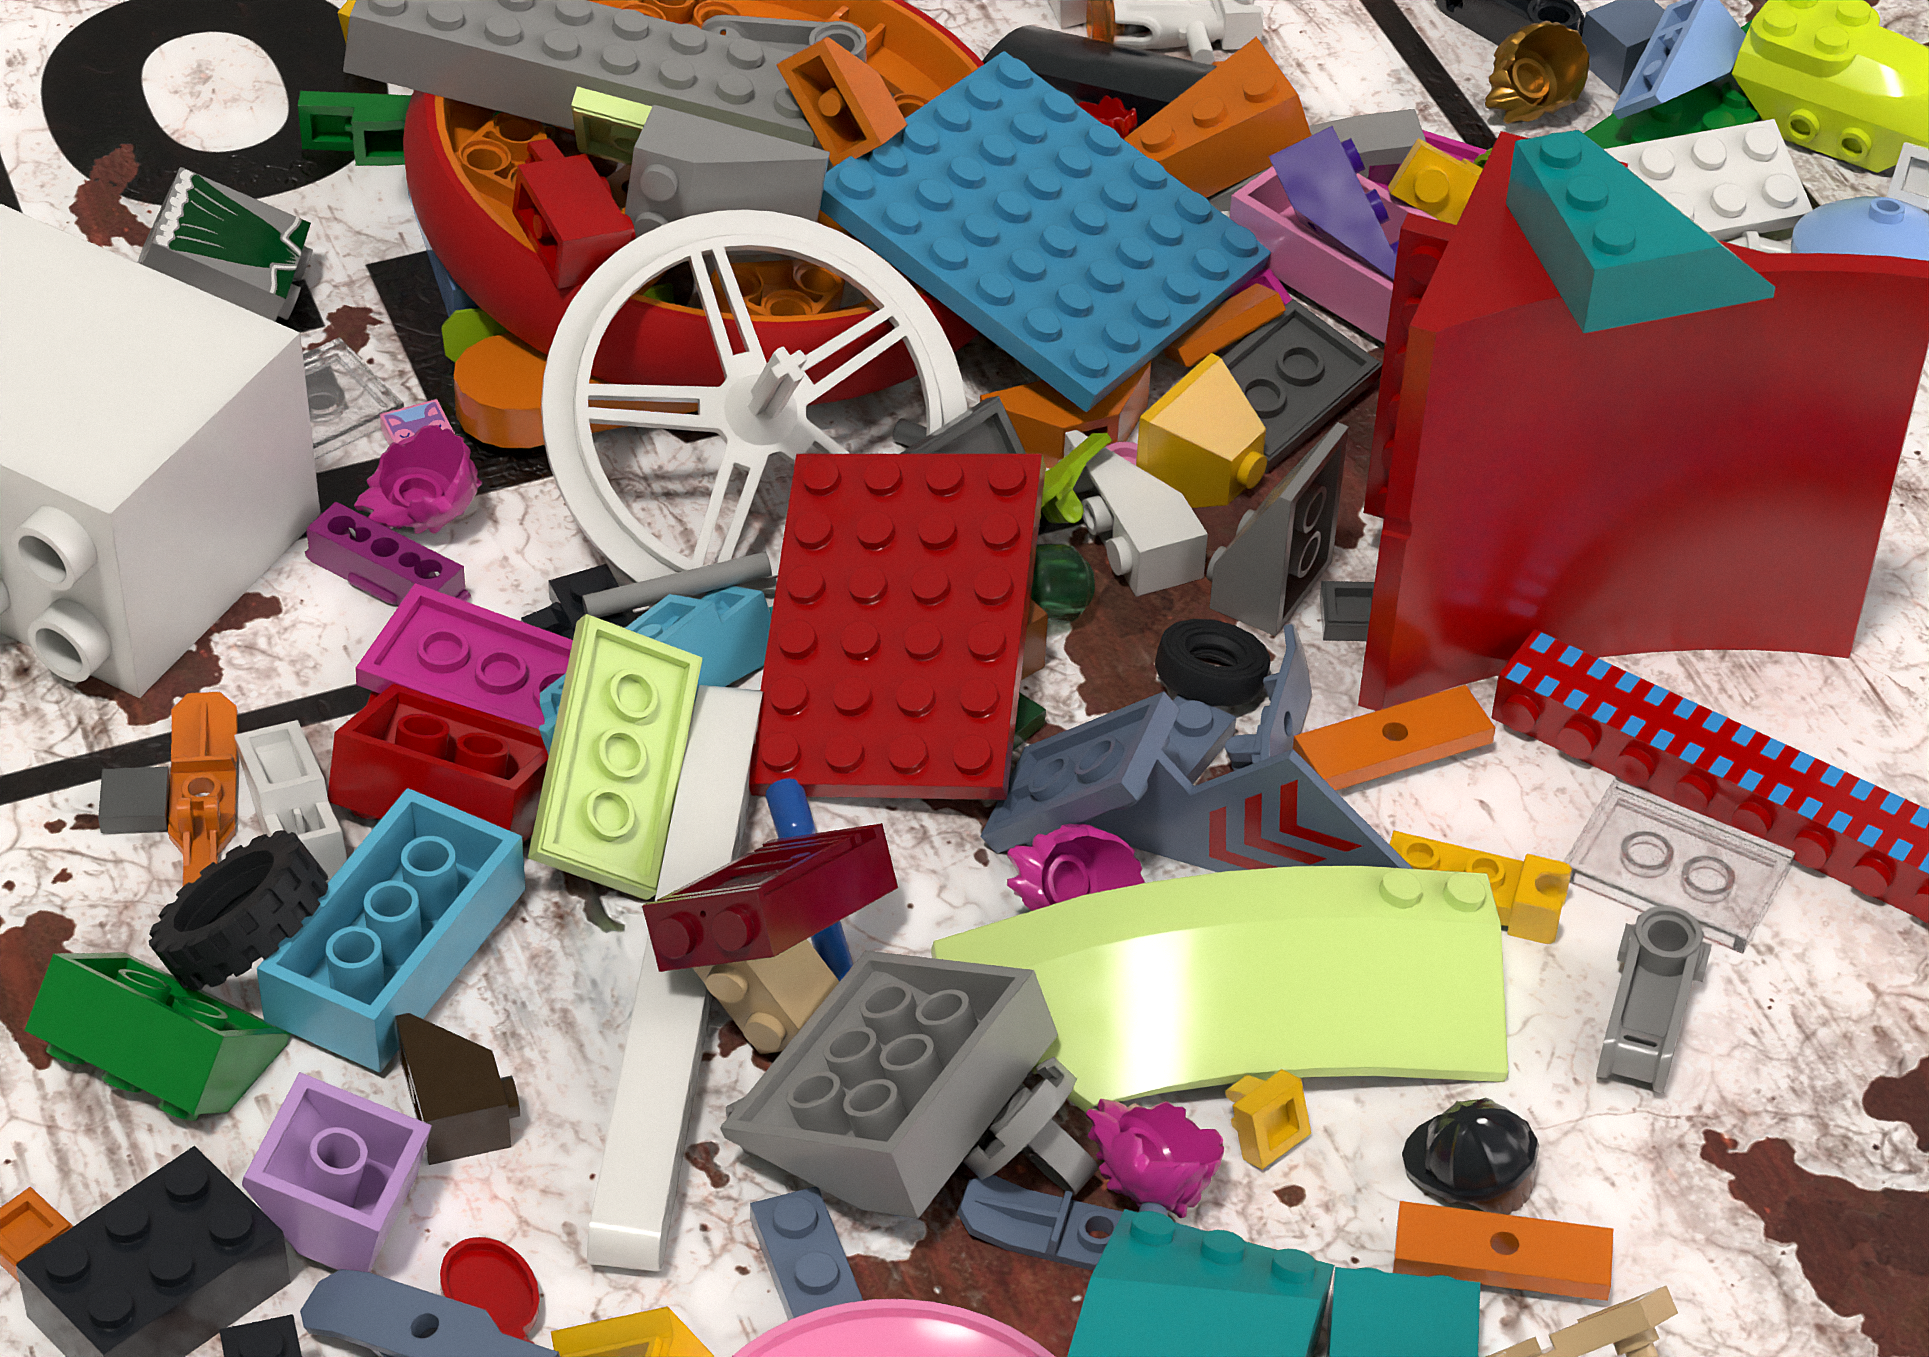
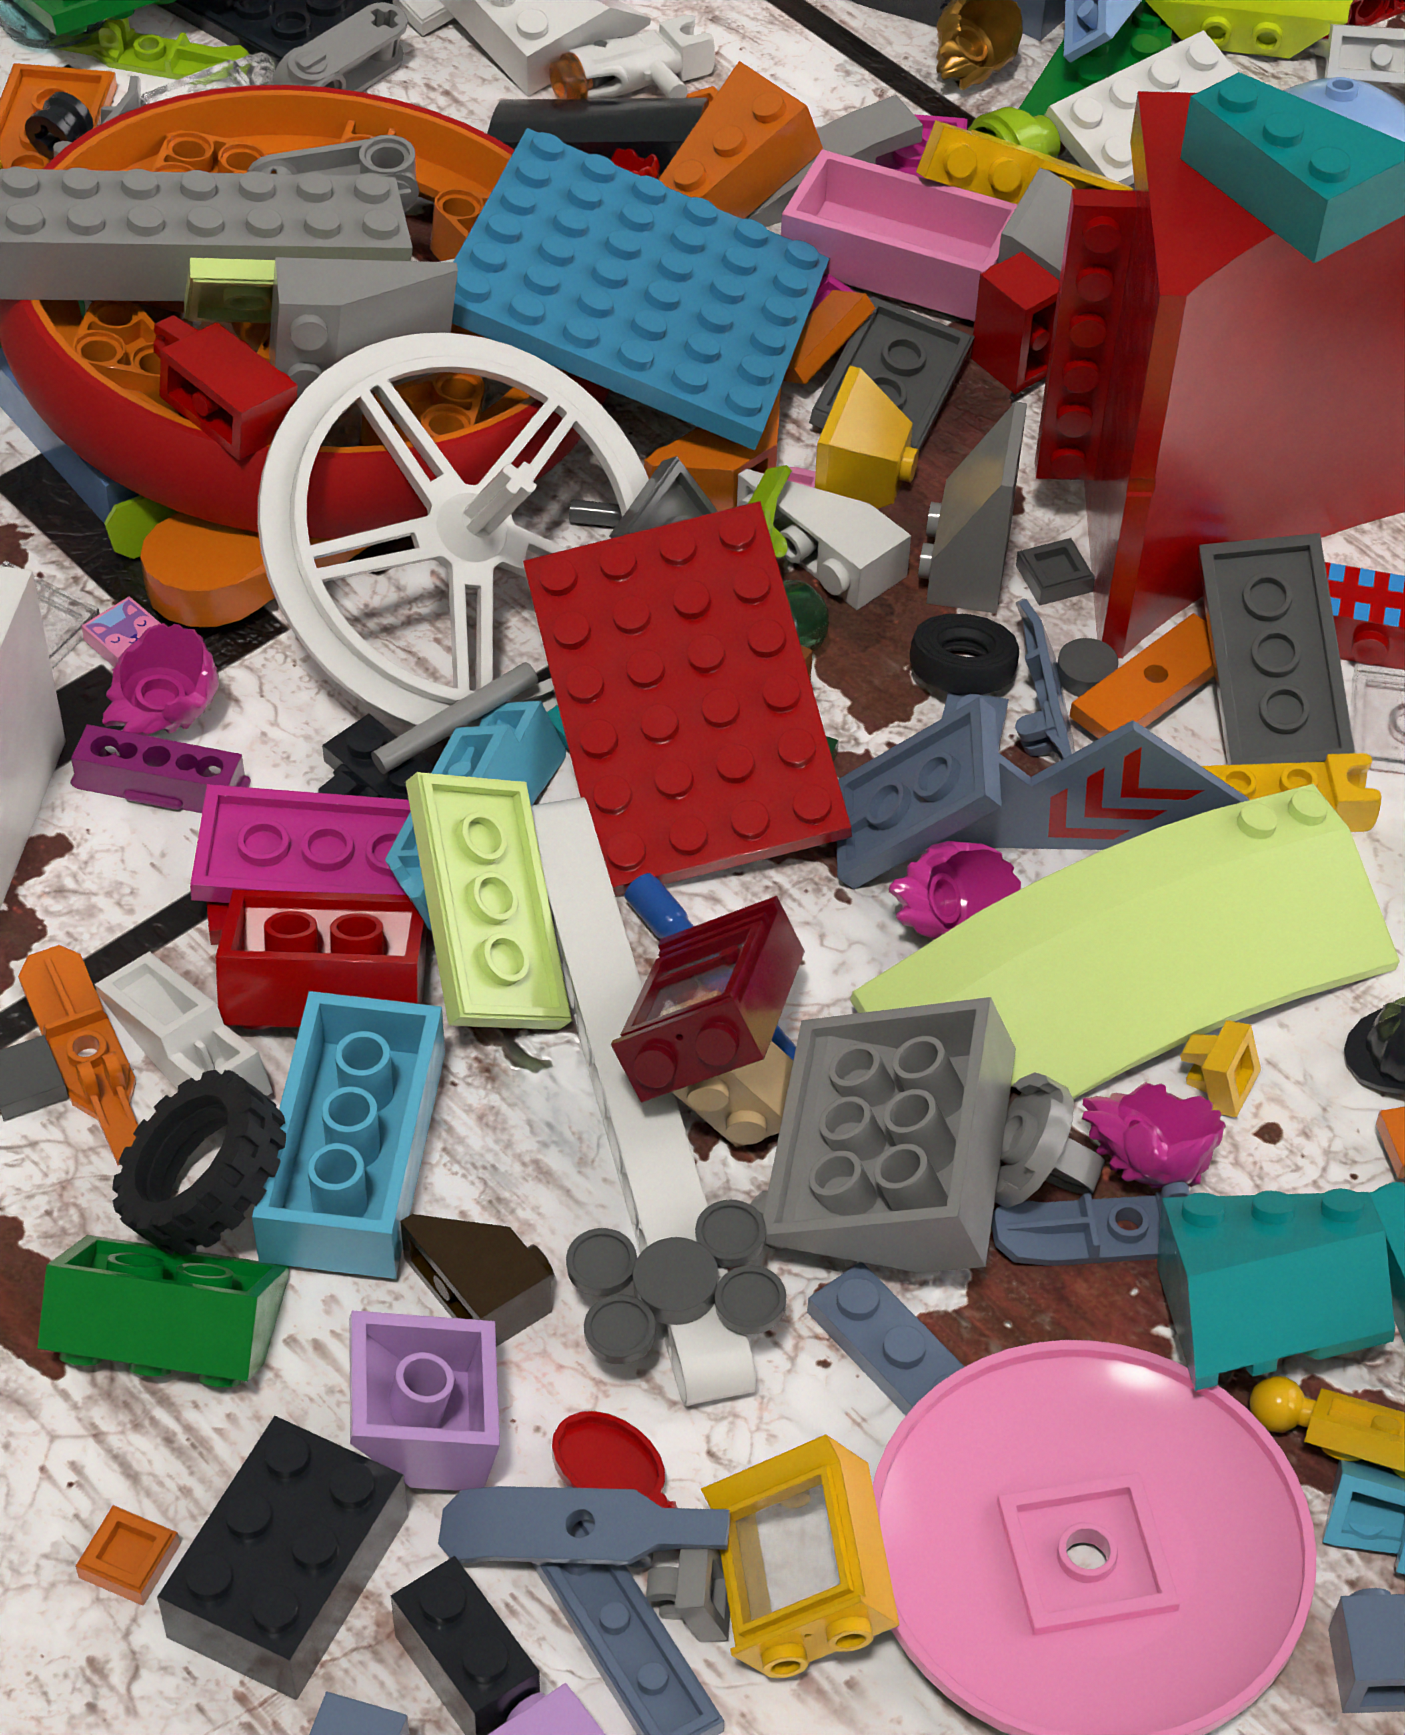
camera: 20 degrees left, 5 degrees up
(619, 1143) = (675, 1281): none -> dark grey piece
(841, 99) = (429, 209): orange slope -> none
(1331, 201) = (883, 198): slope -> none
(1333, 702) = (1085, 663): none -> dark grey tile
(1520, 738) = (1274, 650): none -> dark grey plate

